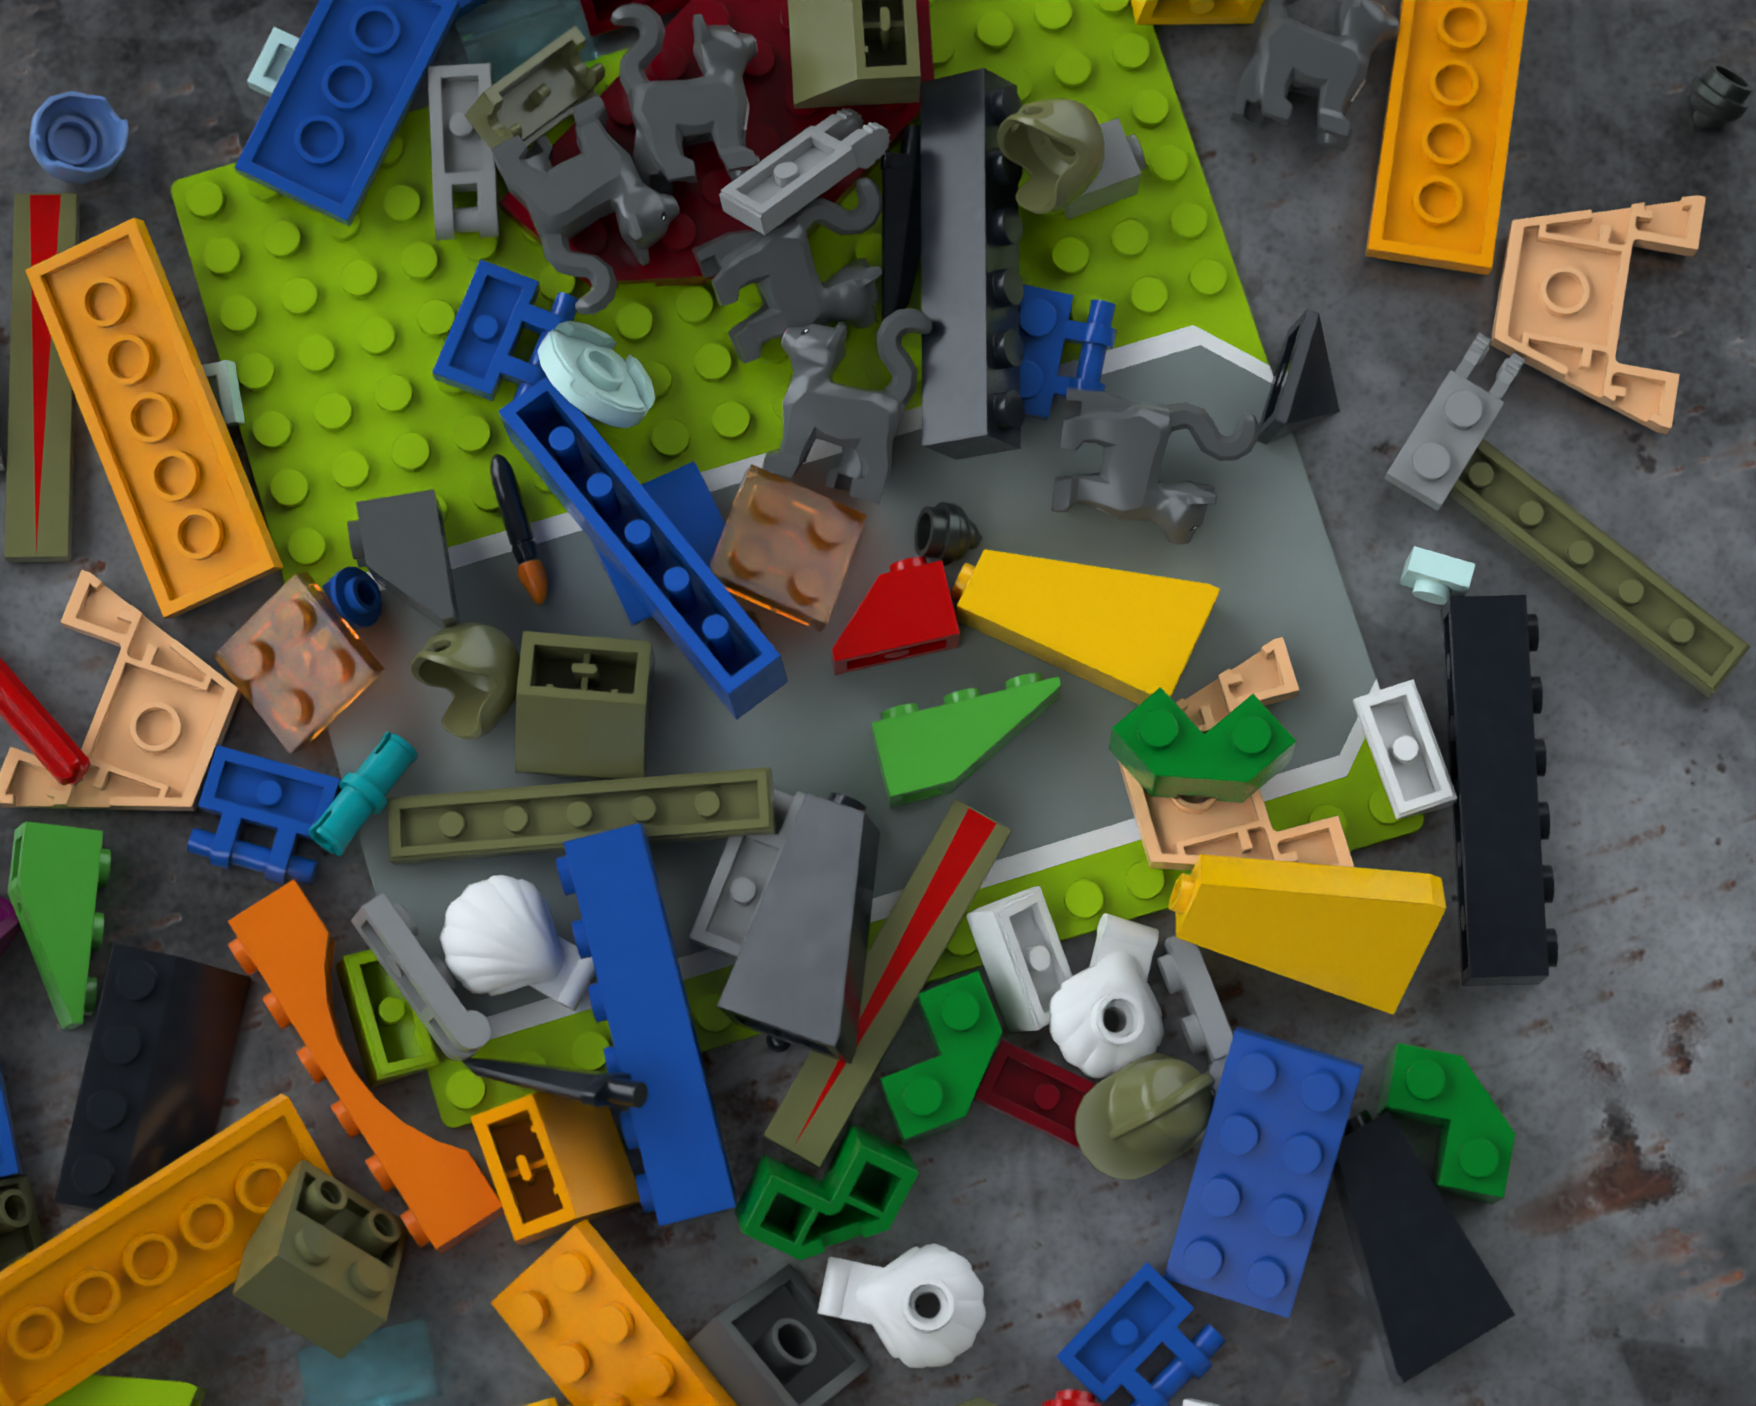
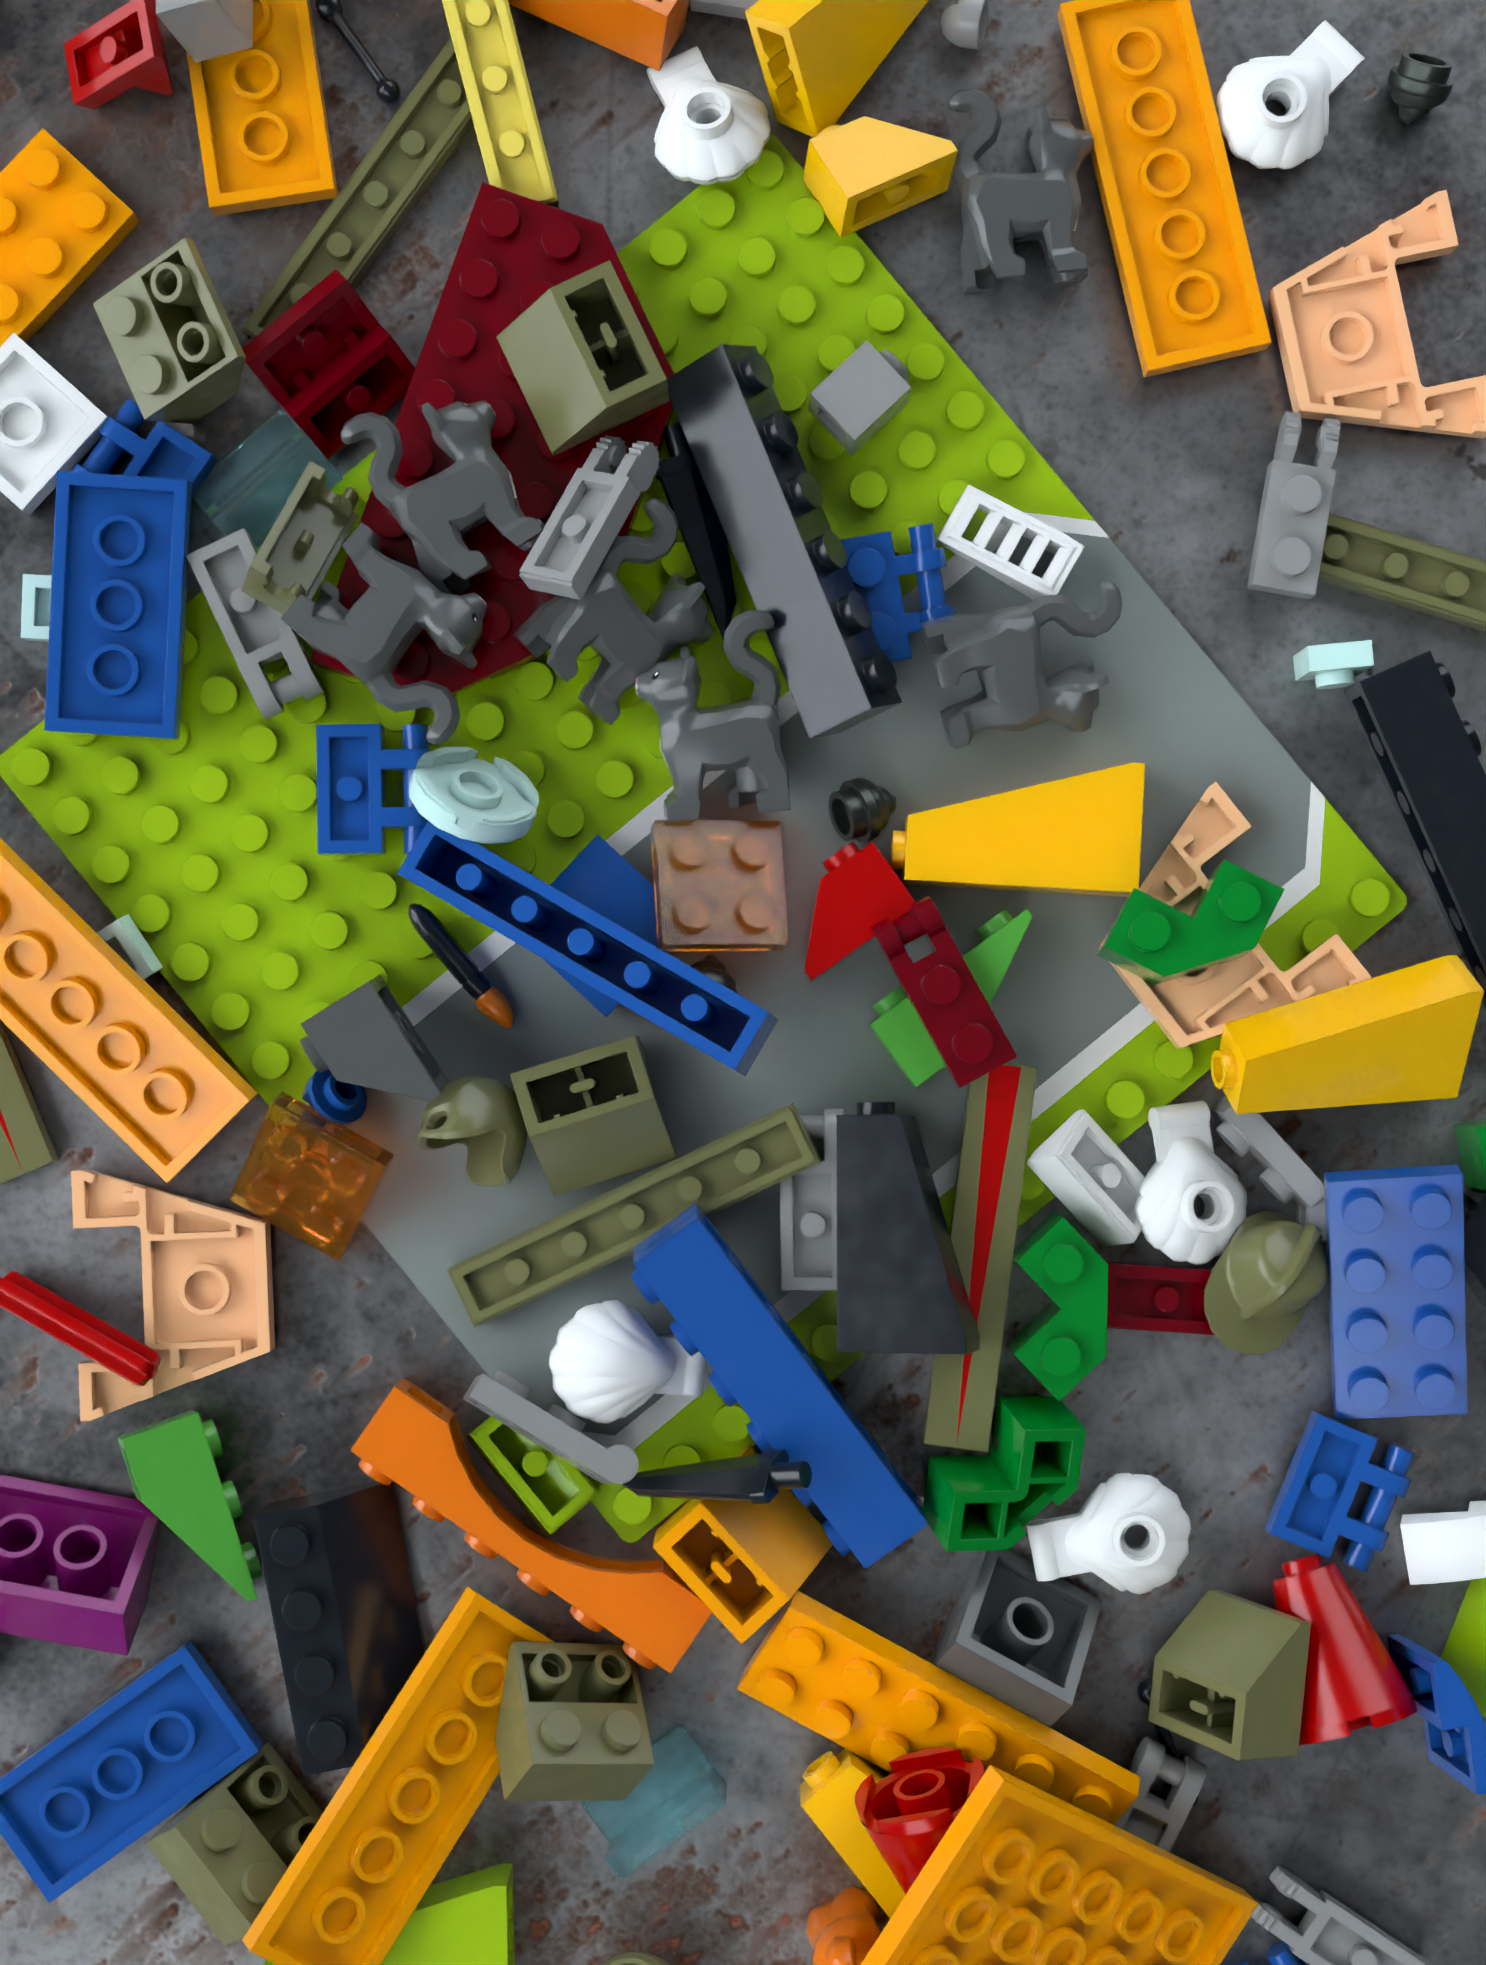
camera: 10 degrees left, 10 degrees up
(265, 795) = (340, 1309): blue plate -> none
(363, 793) = (423, 1276): teal pin -> none
(950, 721) = (944, 994): none -> dark red plate
(1058, 147) = (828, 397): olive helmet -> none
(1211, 354) = (1020, 524): none -> white slope
(1301, 384) = (1132, 524): black slope -> none
(1405, 750) = (1369, 841): white slope -> none
(1583, 66) = (1279, 105): none -> white animal

